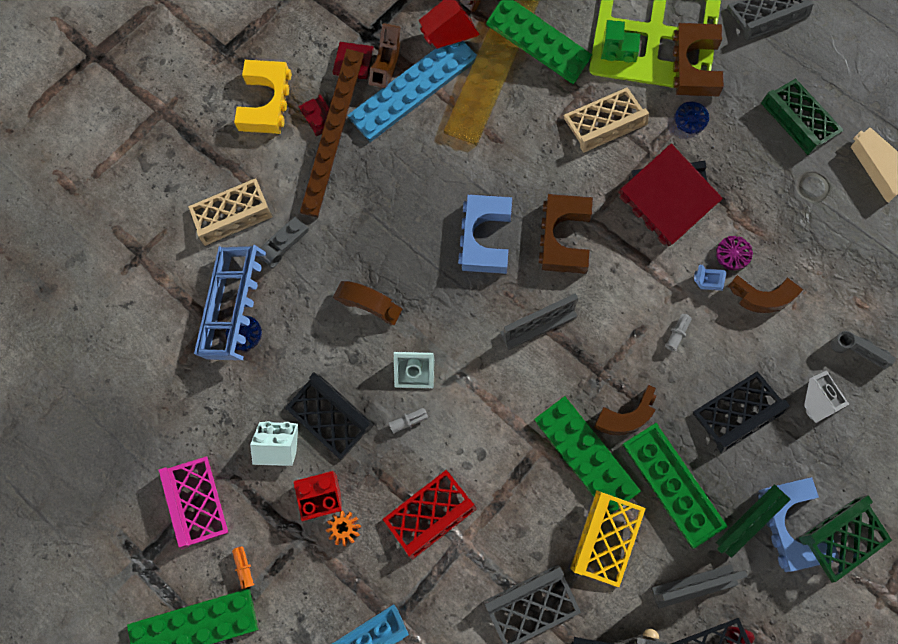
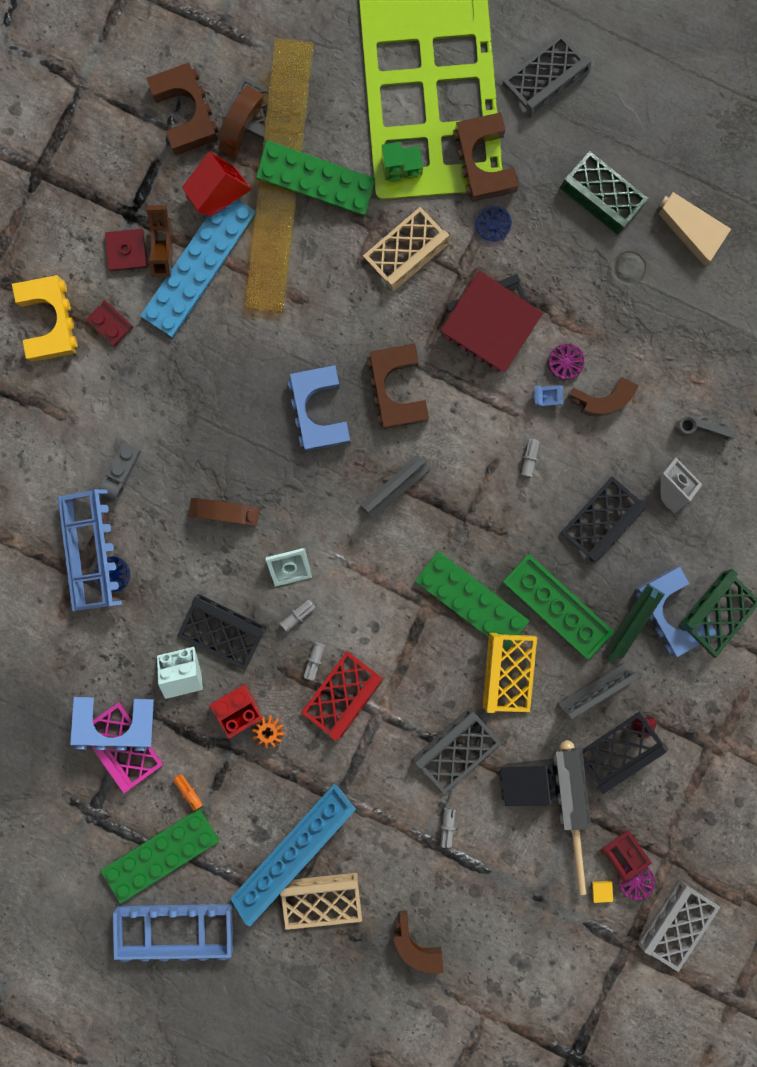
camera: 20 degrees left, 15 degrees up
(211, 493) = (84, 733): none -> medium blue arch
(234, 222) = (60, 467): tan fence -> none
(332, 133) = (131, 339): reddish brown plate -> none
(411, 470) = (314, 661): none -> light grey axle
(622, 424) = (508, 557): reddish brown arch -> none

